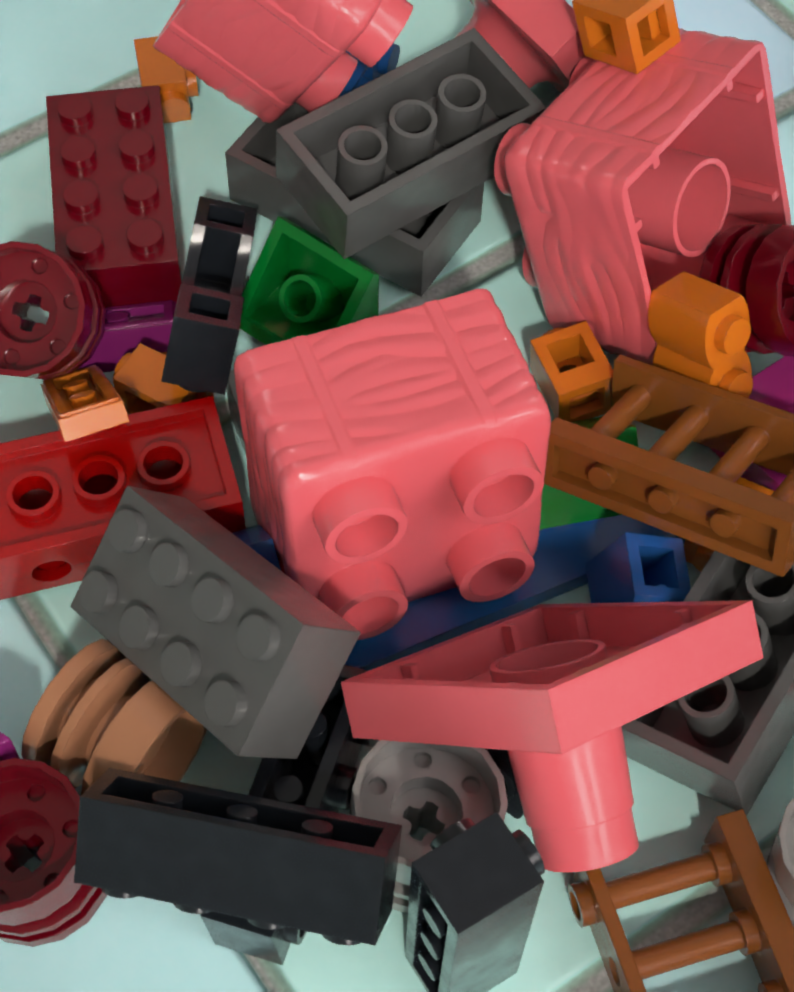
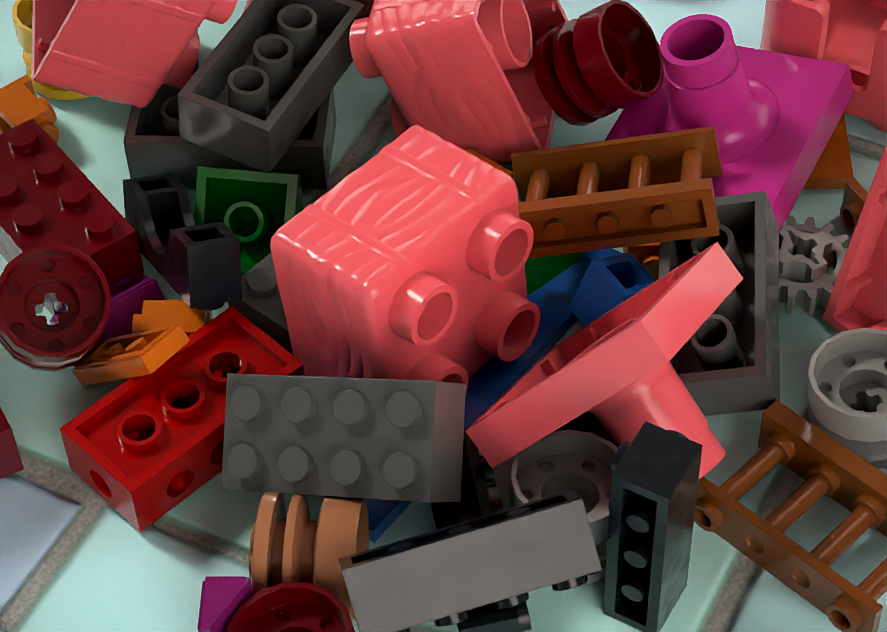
camera: 25 degrees left, 10 degrees down
(702, 332) = (562, 109): orange brick -> none

